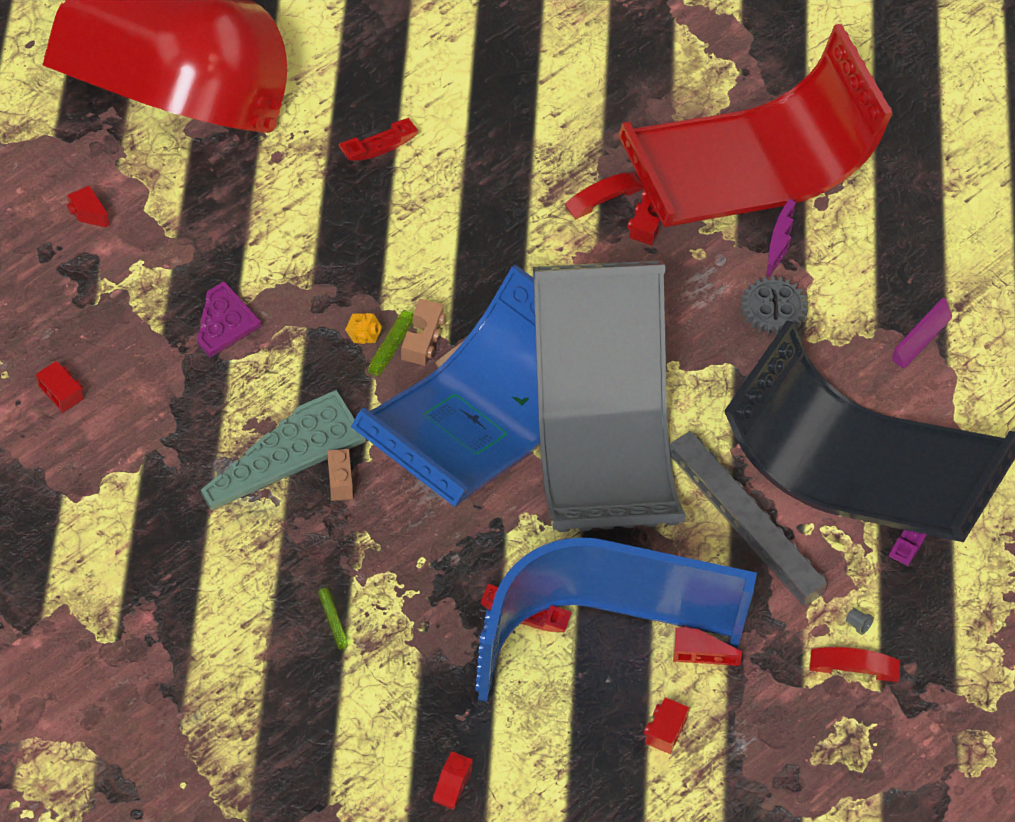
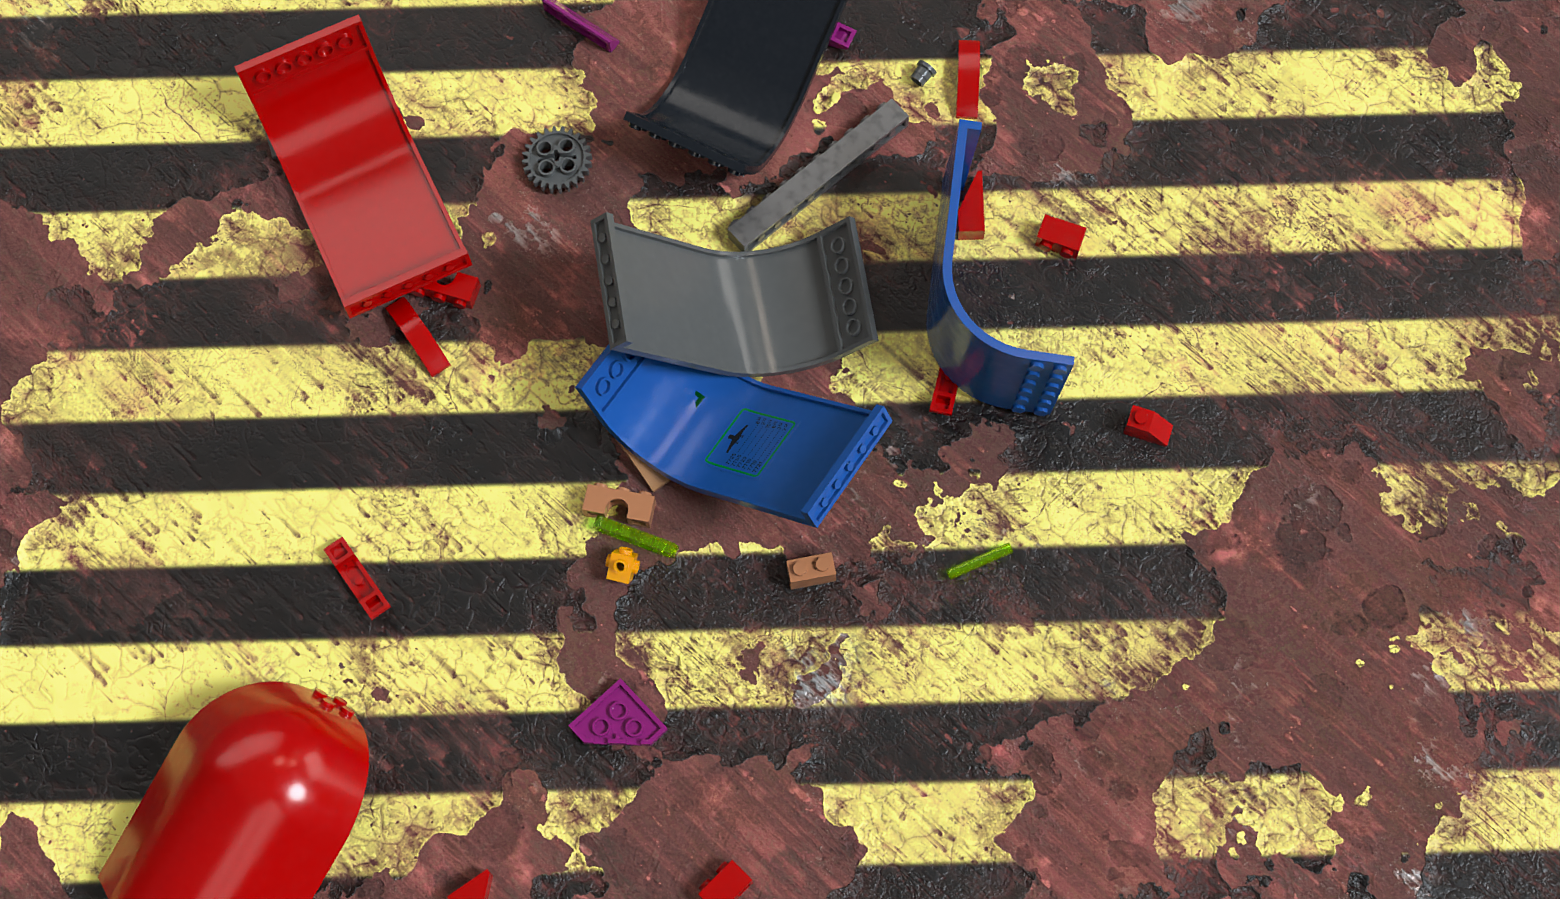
camera: 90 degrees left, 15 degrees up
(289, 448) = (770, 618): sand green wing -> none
(780, 238) = (475, 158): magenta slope -> none

